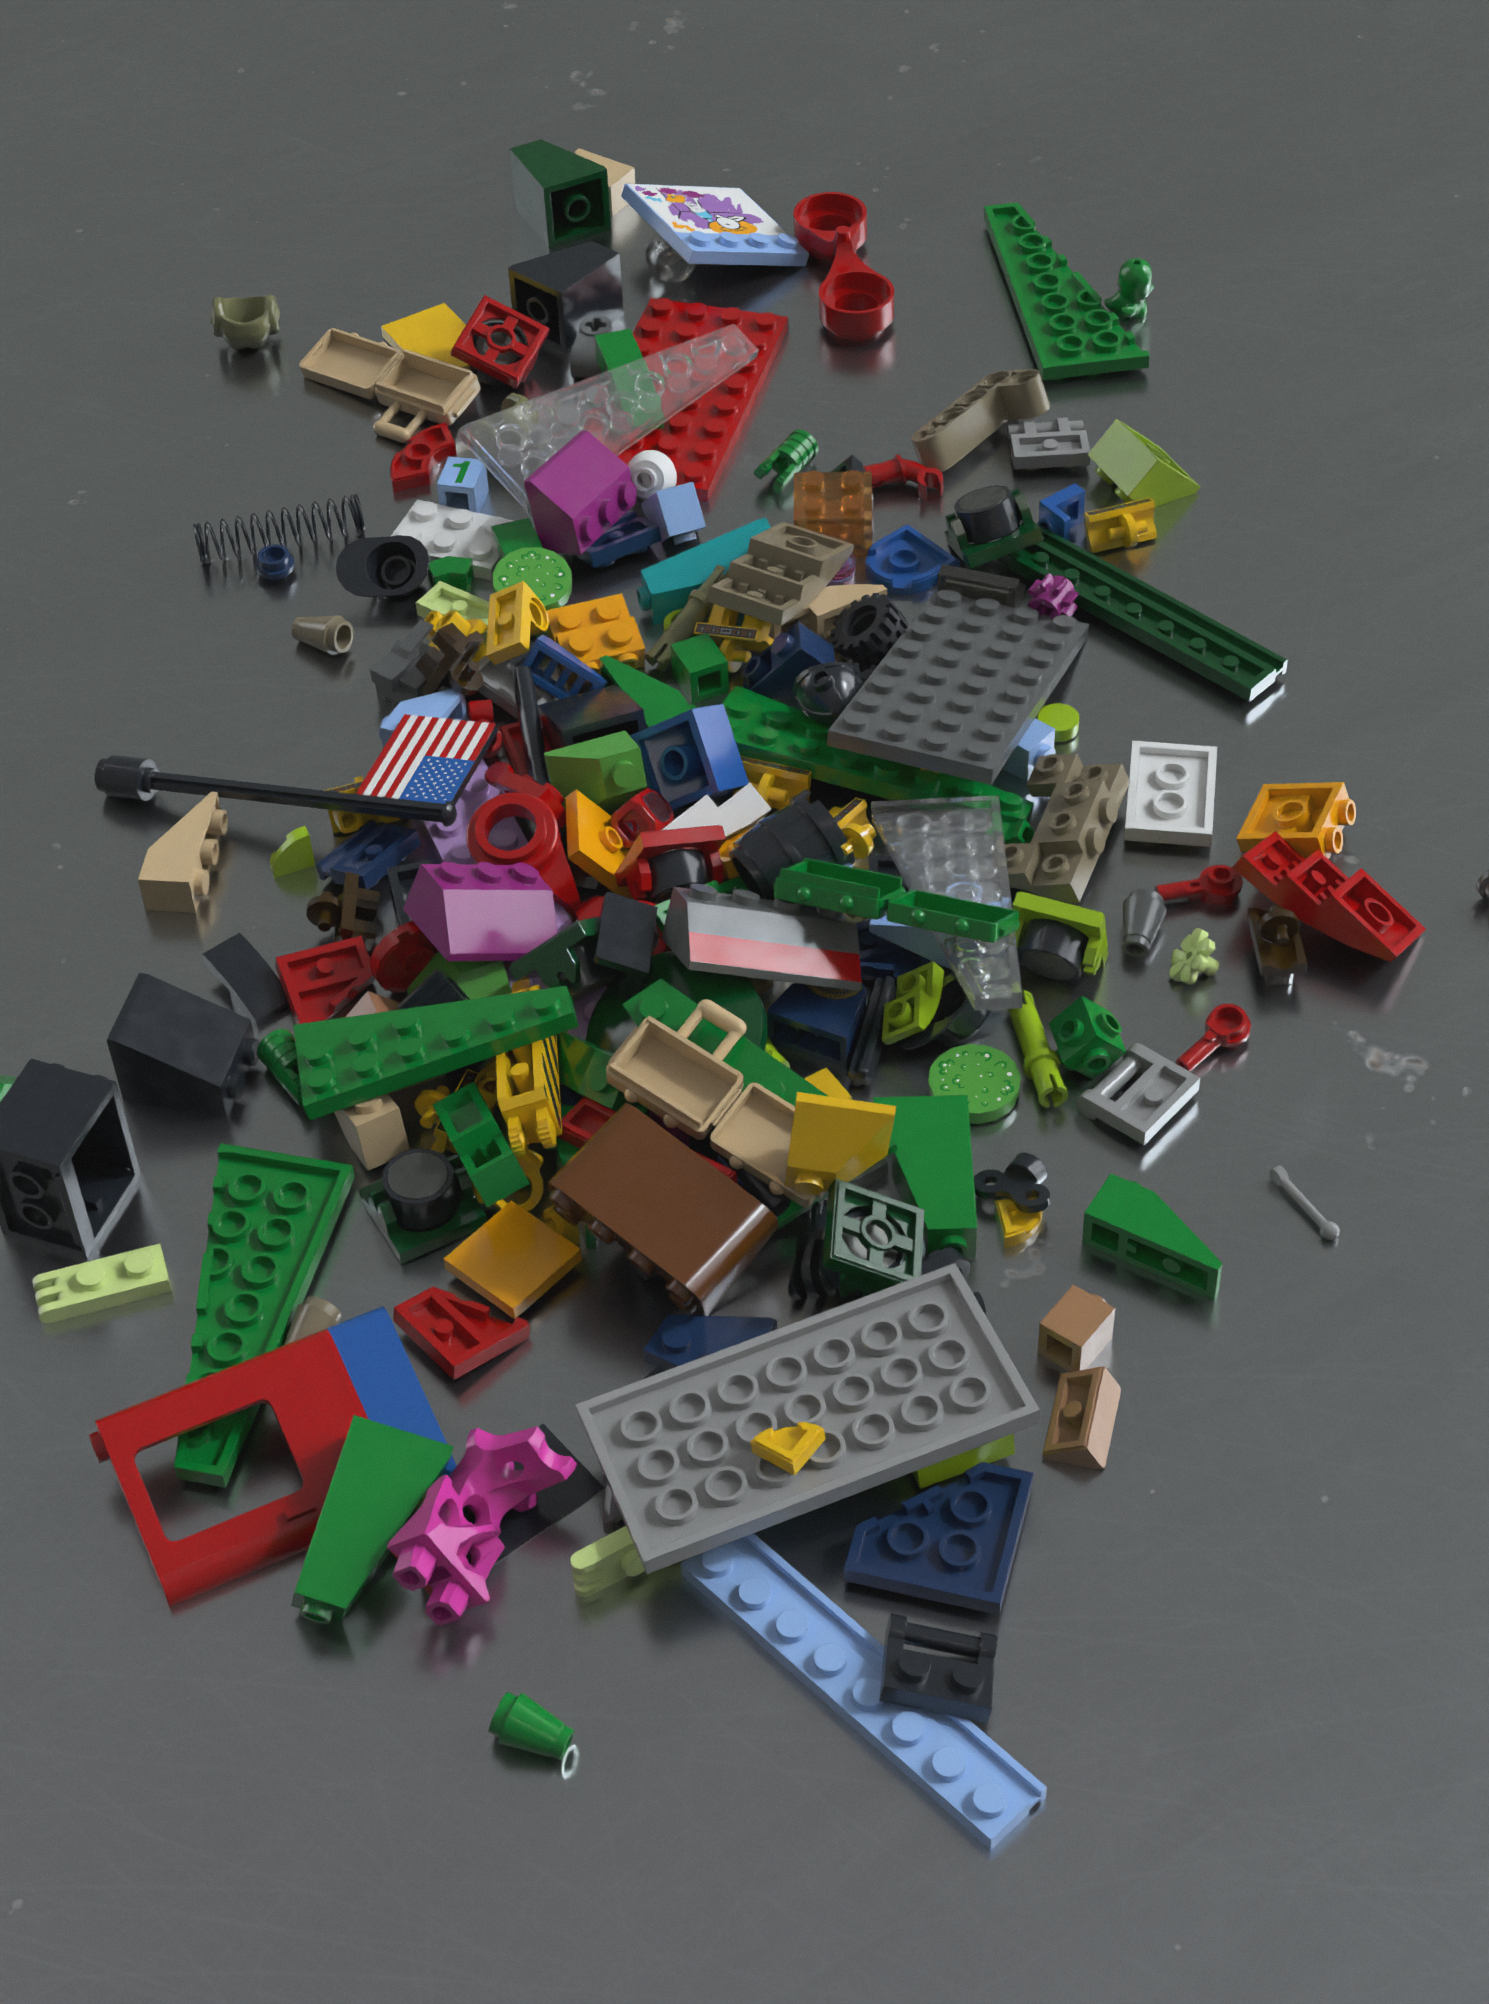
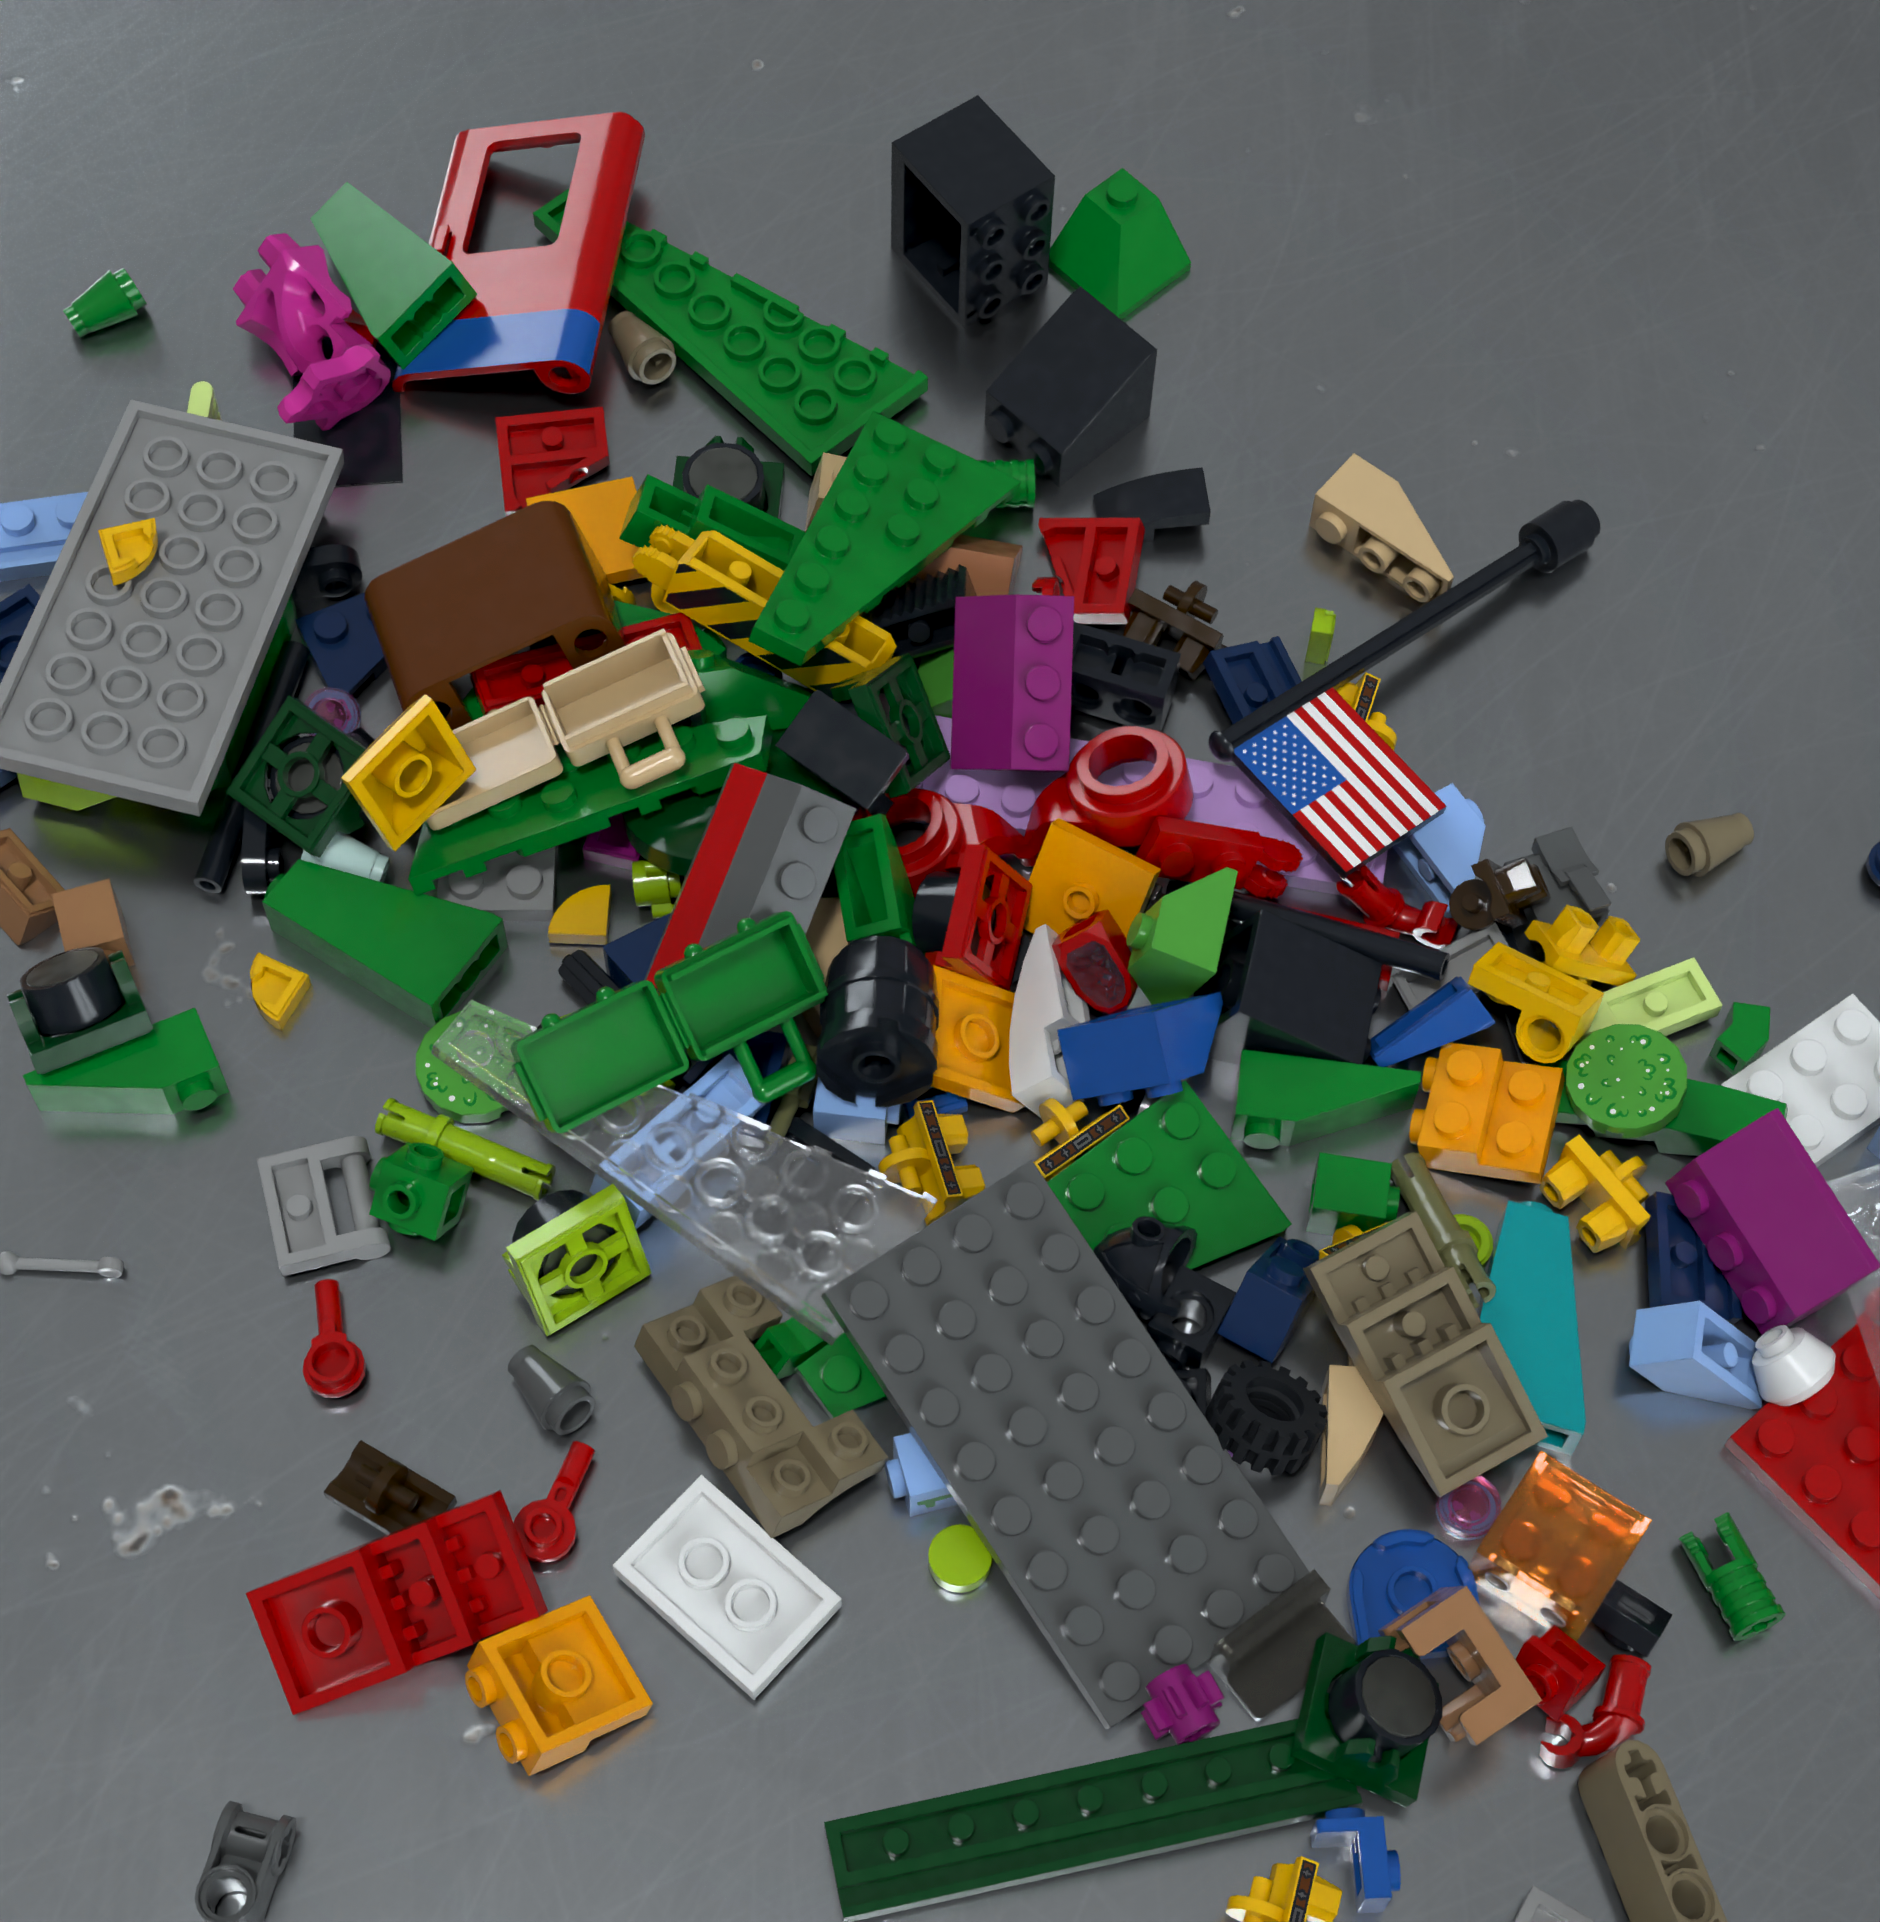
camera: 120 degrees right, 15 degrees up
(101, 1283) = (841, 241): yellowish green hinge -> none
(383, 566) = (1780, 948): black piece -> none
(608, 576) = (1606, 1189): none -> yellow hips
(787, 1308) = (337, 707): none -> clear pink tile
(902, 490) = (1558, 1670): none -> red bracket
(928, 488) = (1500, 1685): none -> medium nougat panel
(1020, 1181) = (304, 1000): black piece -> none
(1146, 1274) = (76, 994): none -> piece
(1193, 958) = (448, 1400): yellowish green plant -> none

